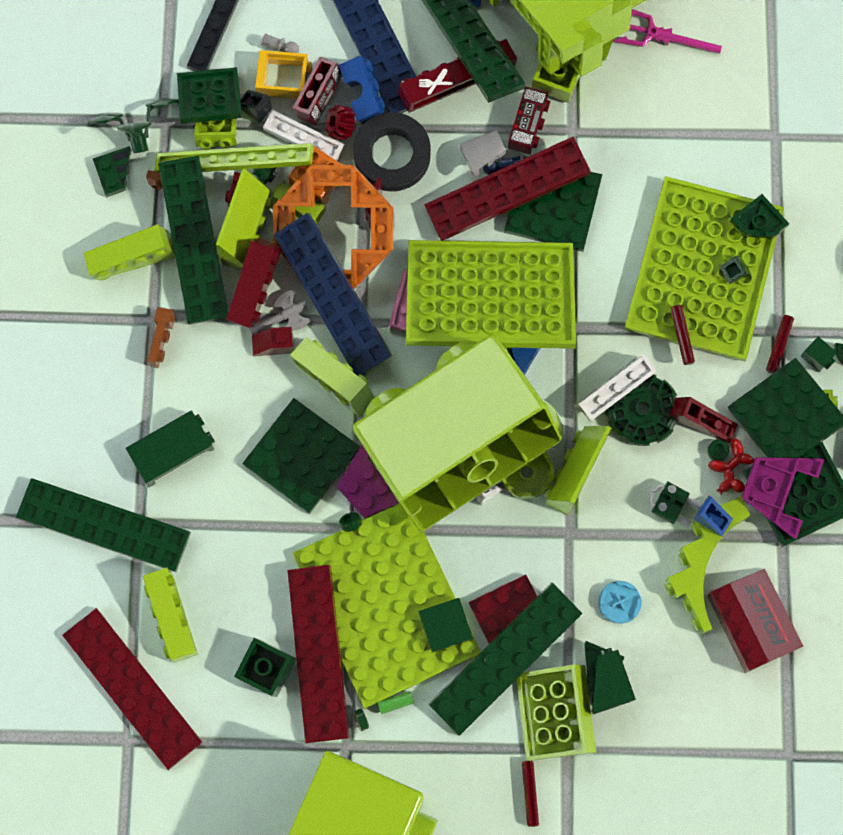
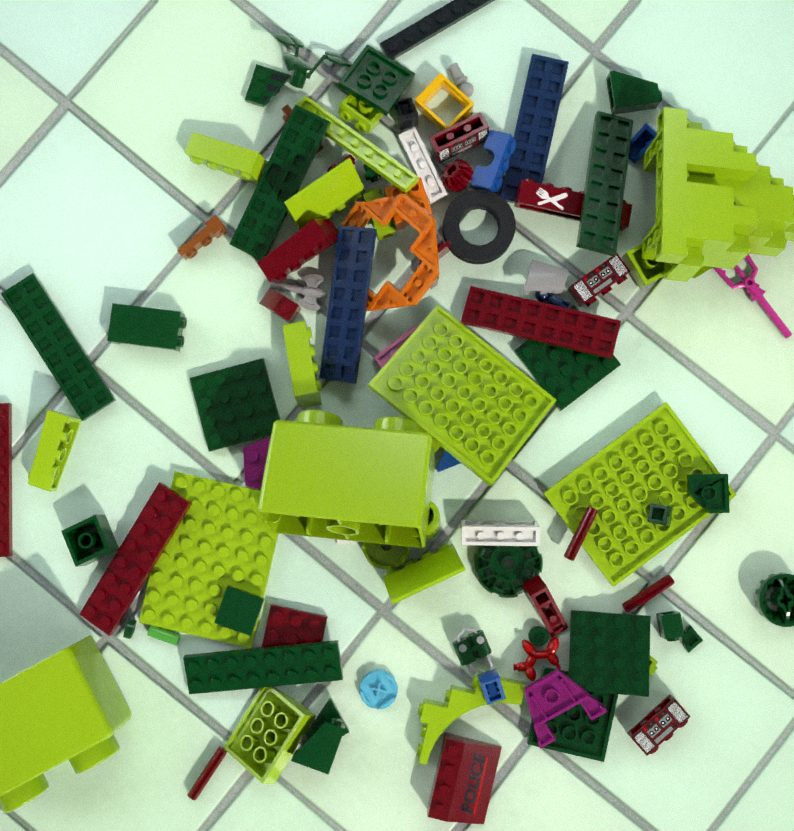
camera: 40 degrees right, 10 degrees up
(350, 522) = (232, 481): dark green tile -> none

